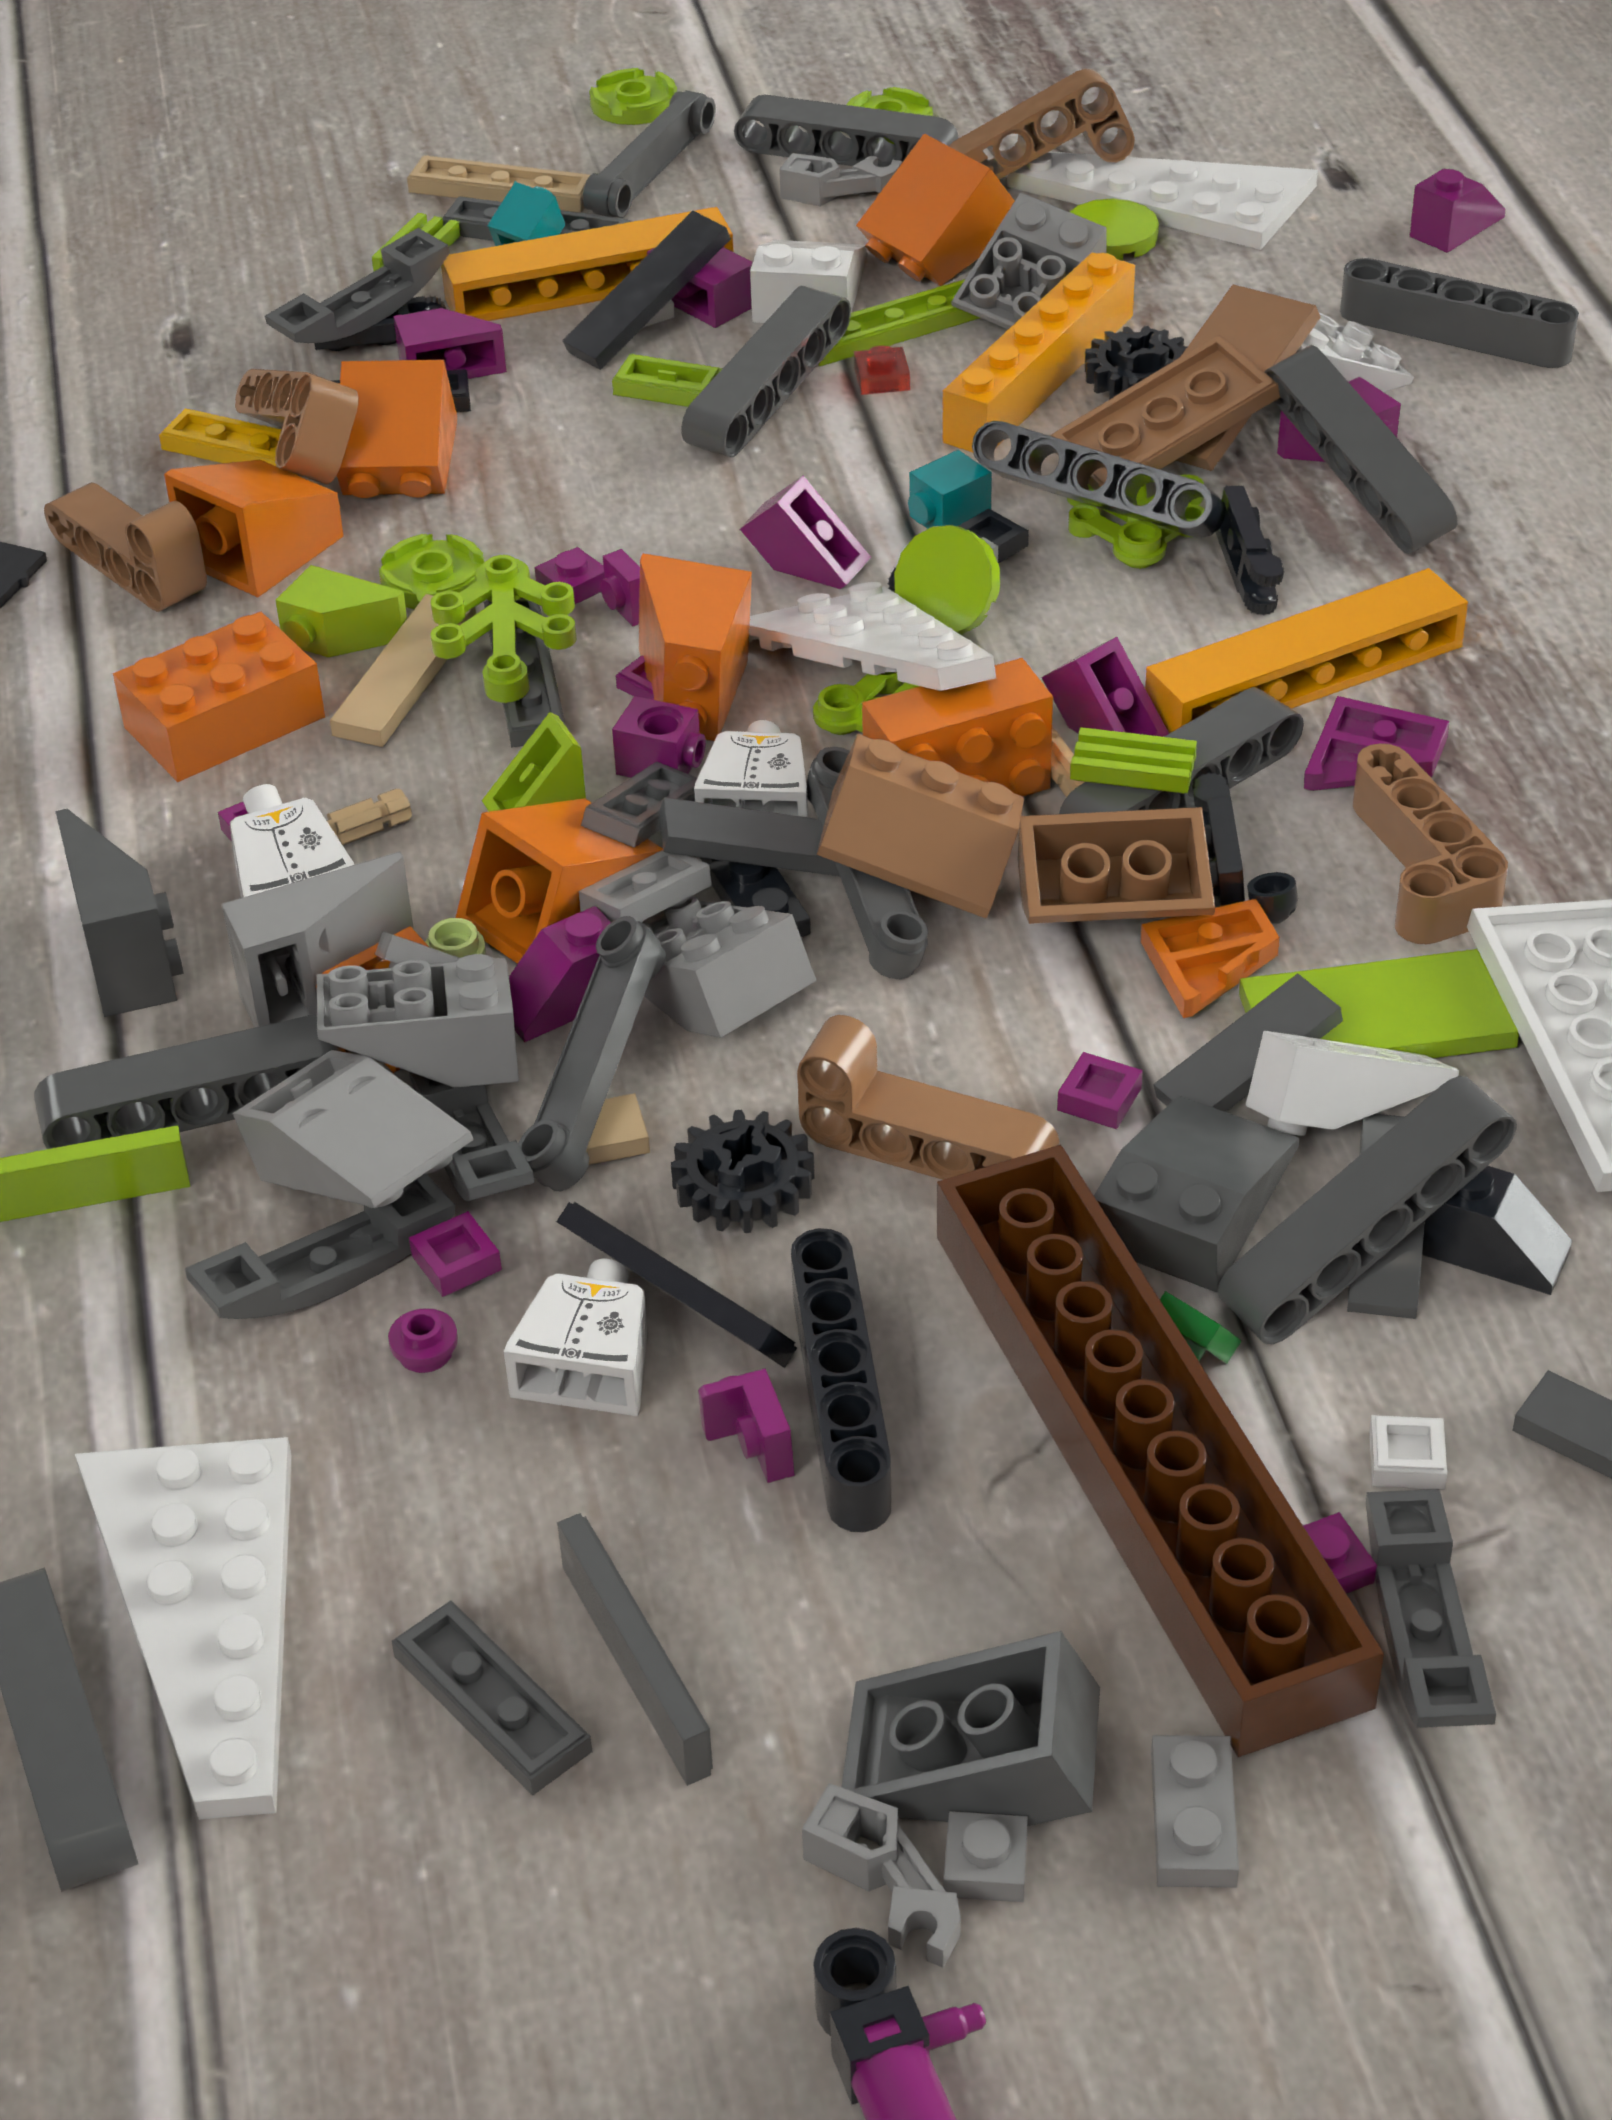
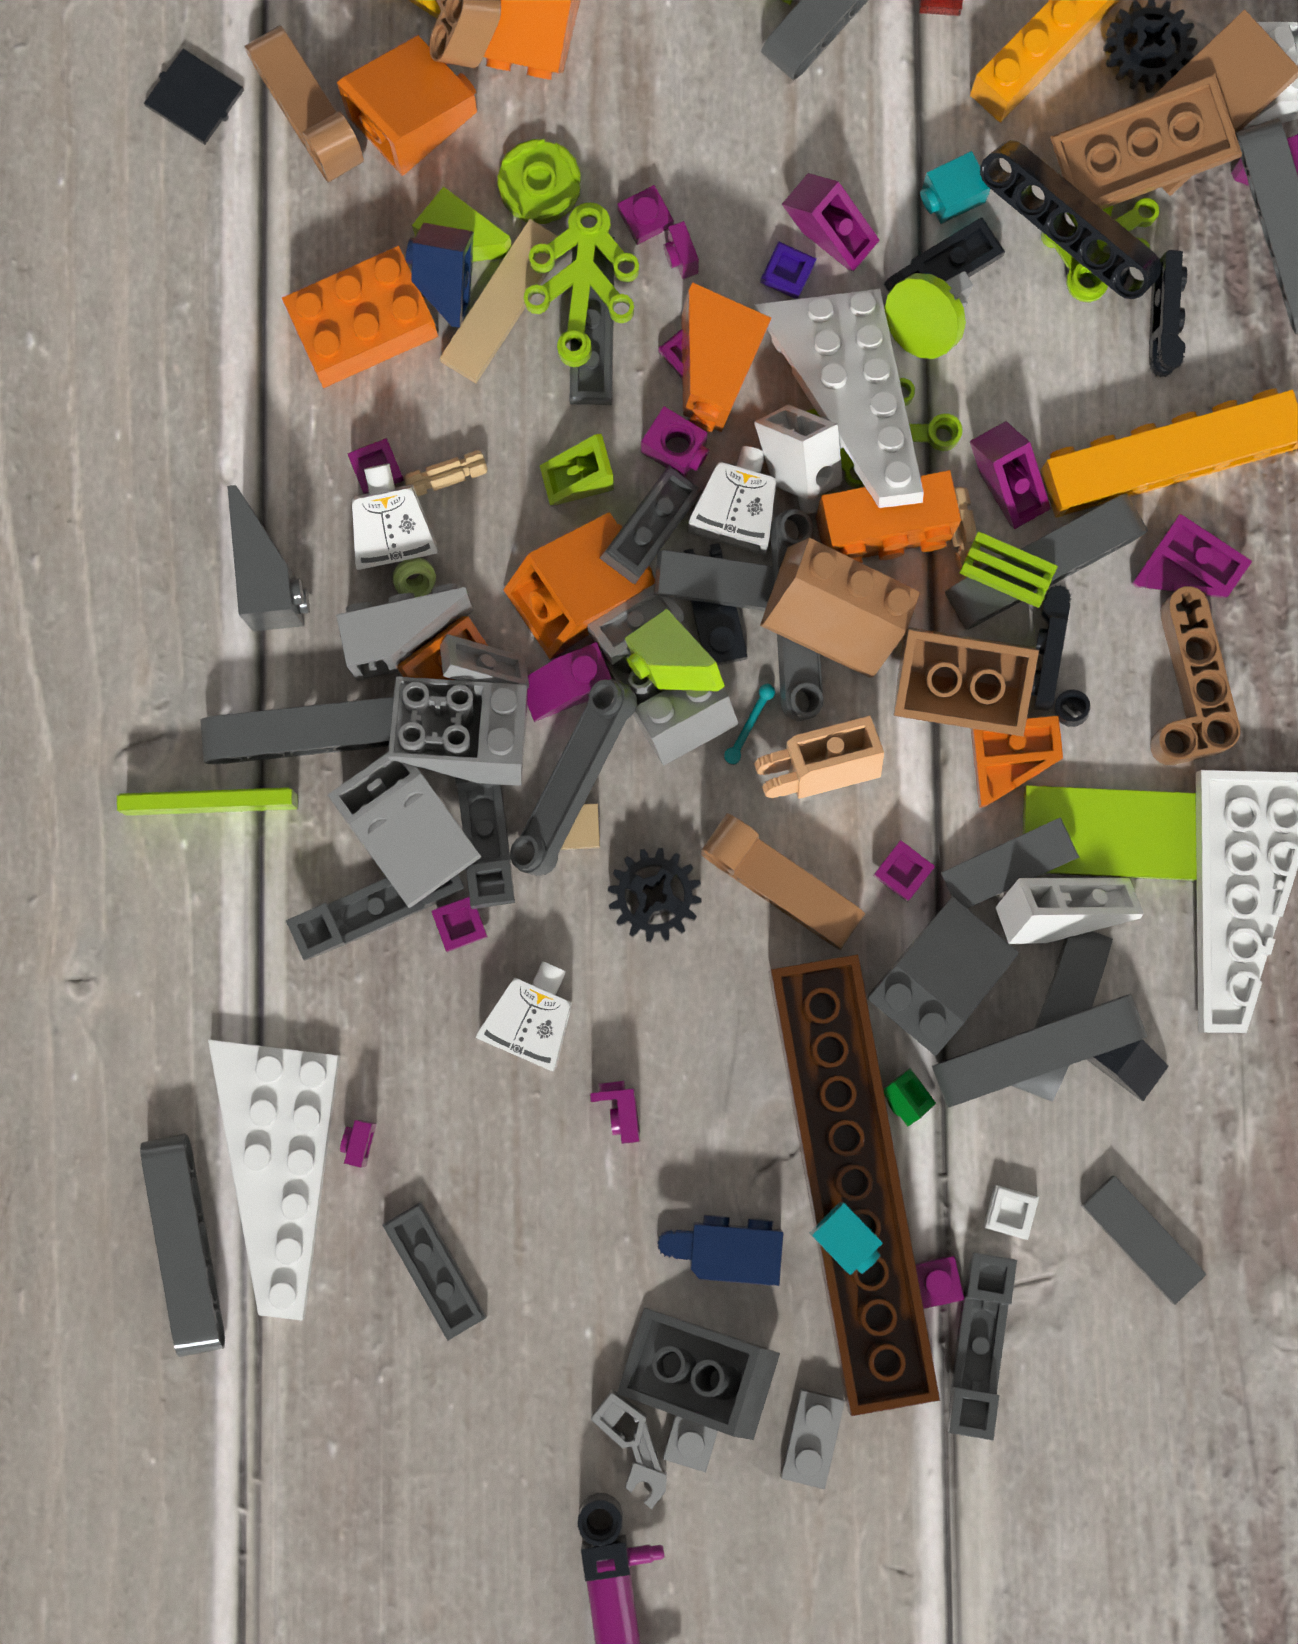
camera: 10 degrees right, 40 degrees up
(322, 619) = (443, 269): none -> dark blue slope
(336, 1534) = (357, 1142): none -> magenta plate
(423, 1339) = (440, 998): magenta plate -> none
(456, 937) = (494, 614): yellowish green plate -> none
(636, 1649) = (520, 1266): dark grey tile -> none
(678, 1283) = (593, 986): black tile -> none
(706, 886) = (671, 656): none -> lime slope
(771, 590) = (788, 270): none -> dark purple tile
(823, 696) = (801, 453): none -> white torso
(841, 1381) = (689, 1107): black beam -> none
(846, 955) = (733, 754): none -> teal hinge
(950, 982) = (824, 760): none -> light nougat hinge
(969, 1567) = (728, 1251): none -> dark blue hinge
(1153, 1446) = (847, 1239): none -> teal brick

